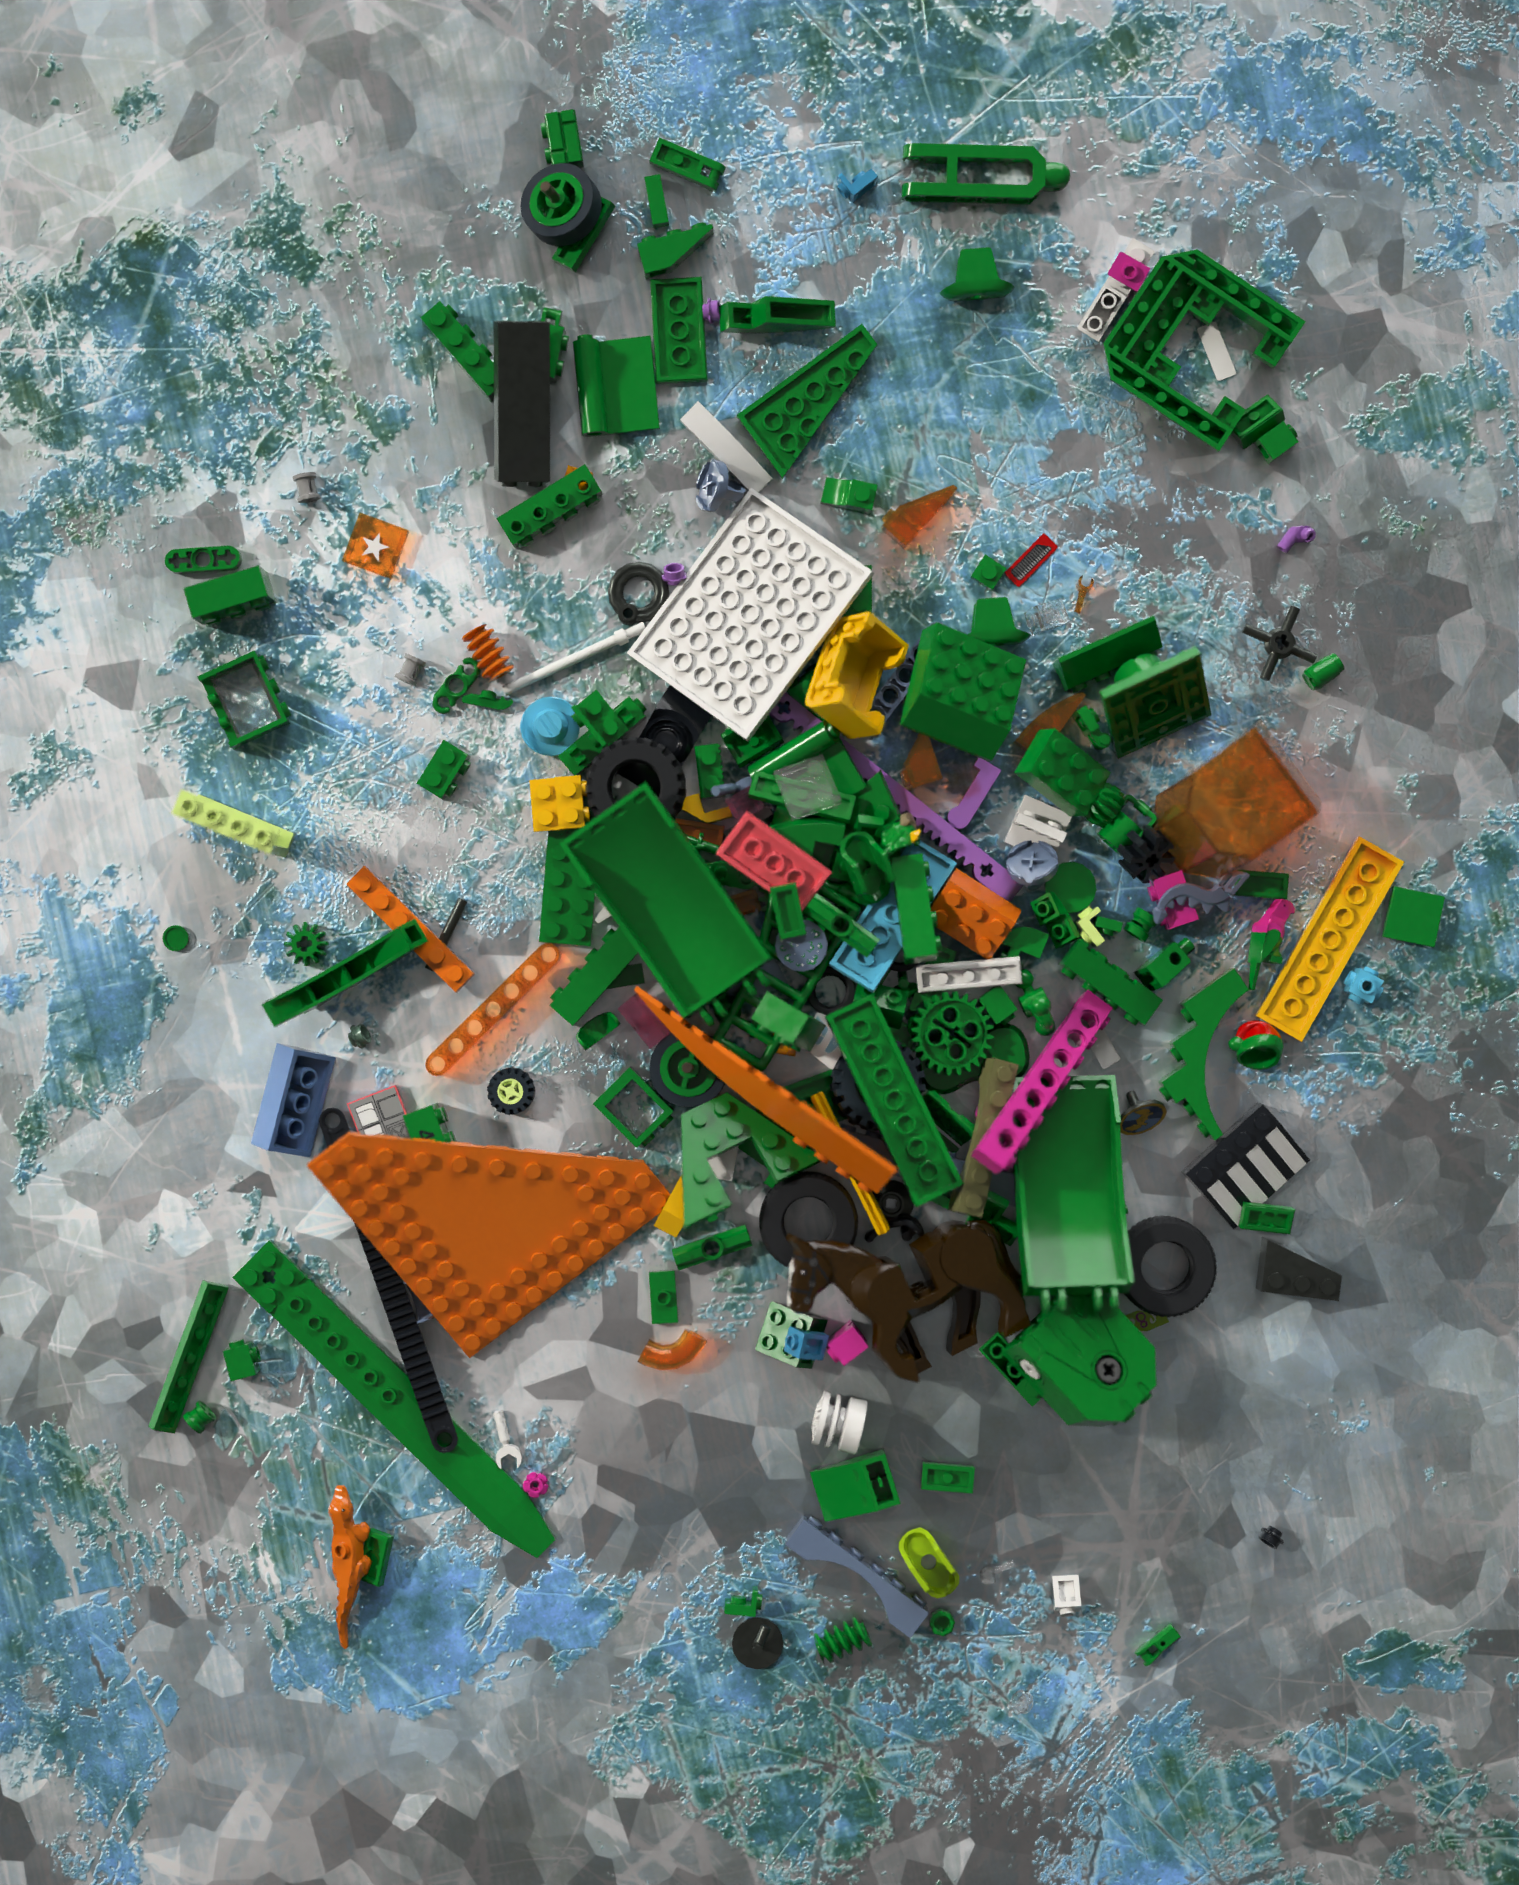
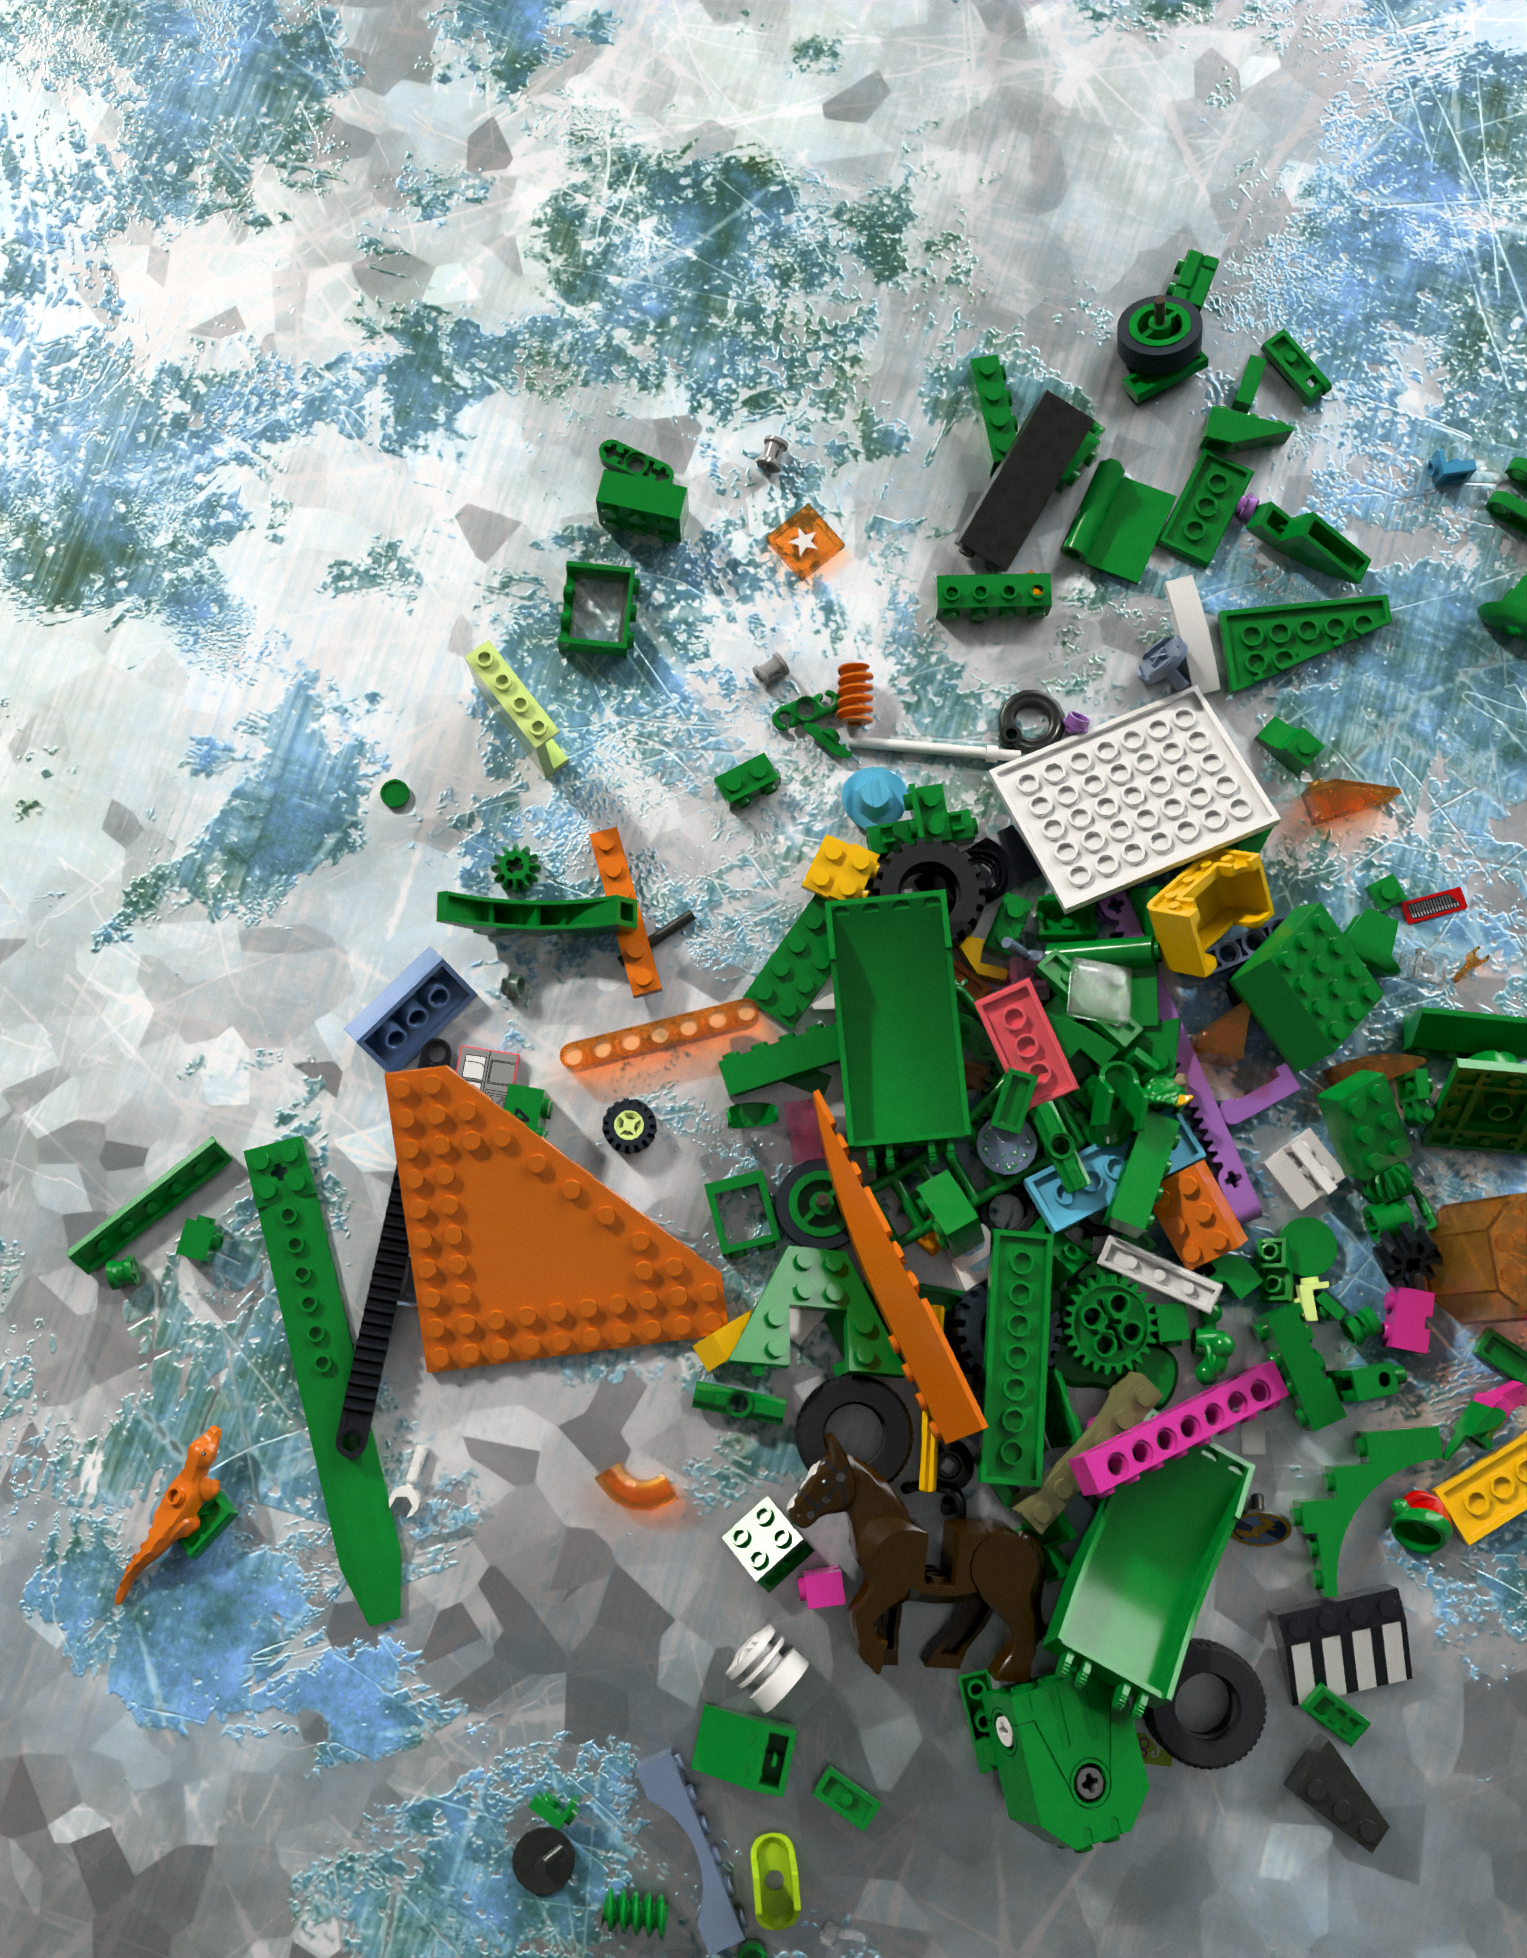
camera: 30 degrees right, 10 degrees down
(532, 1478) = (418, 1538): dark pink plate -> none
(663, 1296) = (659, 1426): green plate -> none
(806, 1344) = (780, 1562): dark azure bracket -> none
(1032, 863) = (1283, 1200): sand blue tile -> none
(1199, 895) = (1439, 1328): sand blue piece -> none

